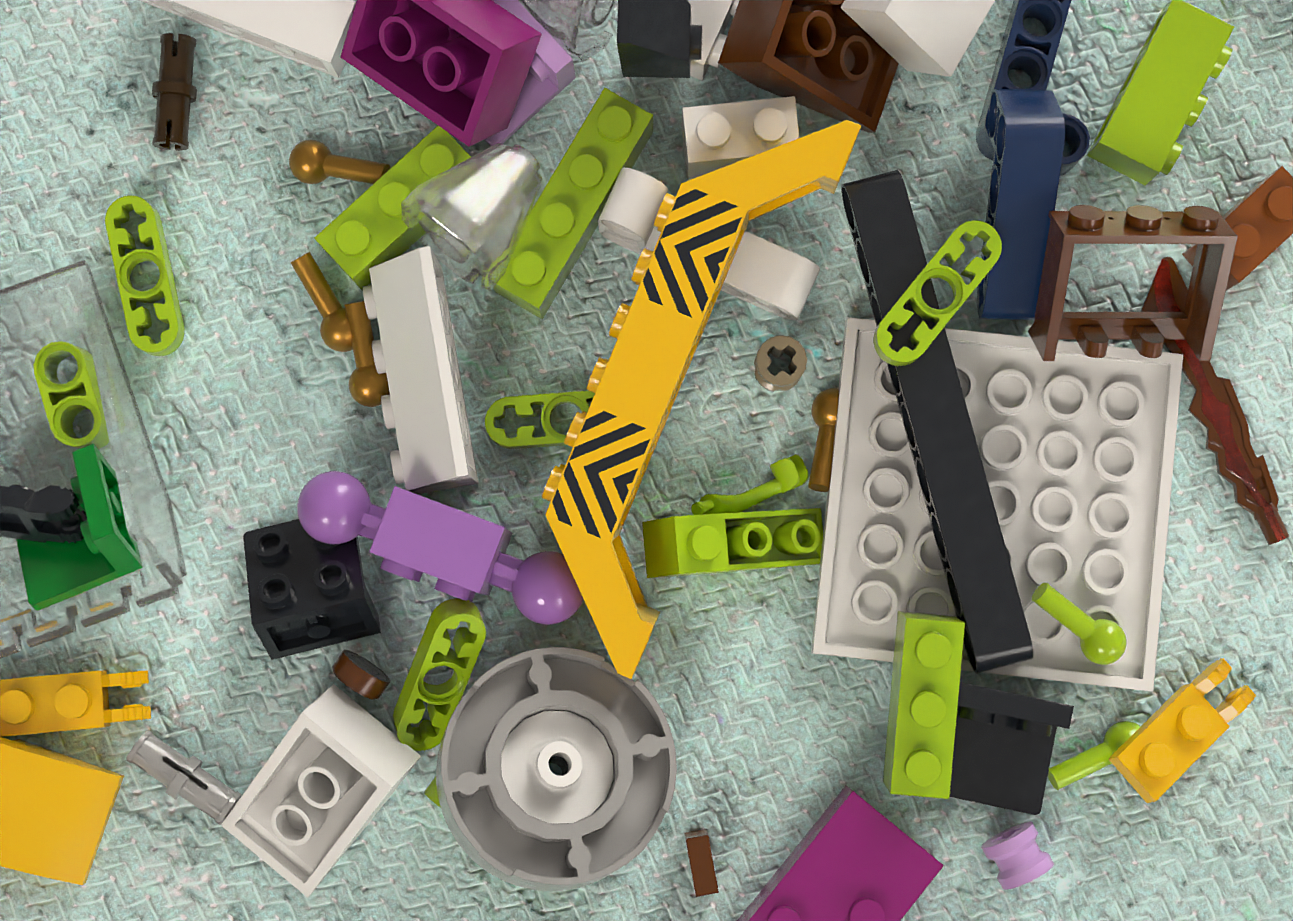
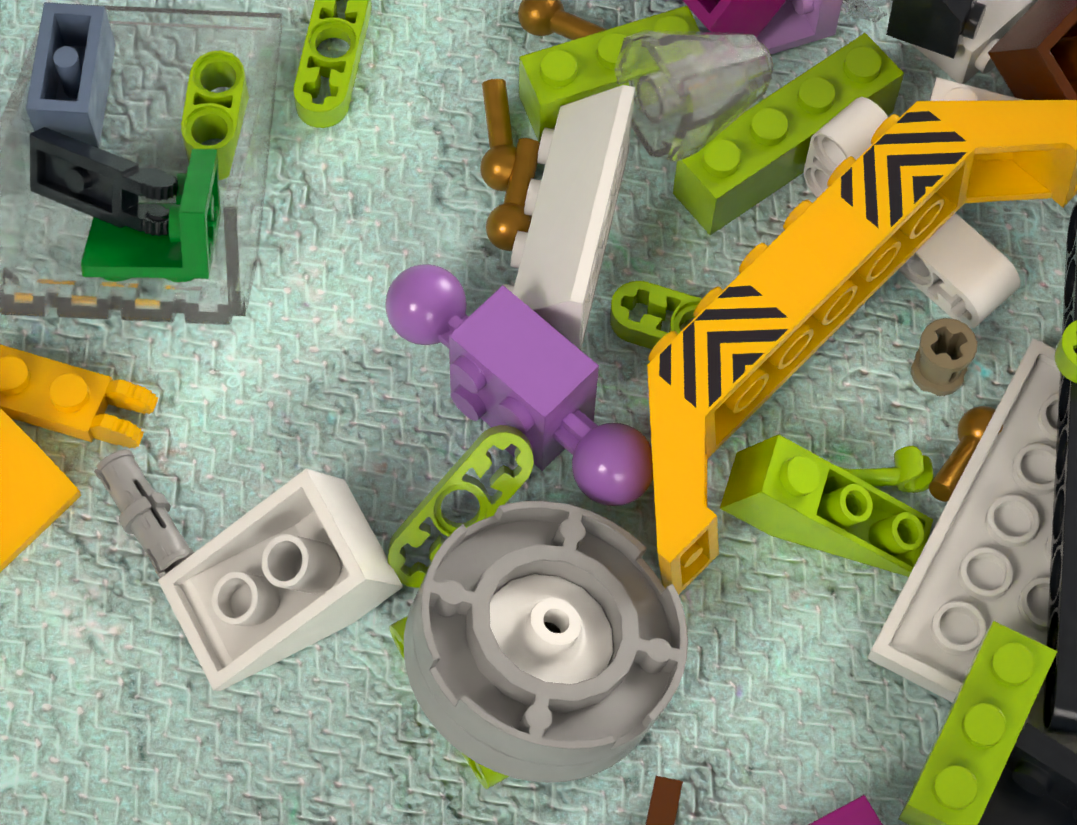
camera: 20 degrees right, 20 degrees down
(305, 590) = (358, 385): black bracket -> none
(360, 675) = (376, 484): reddish brown tile -> none

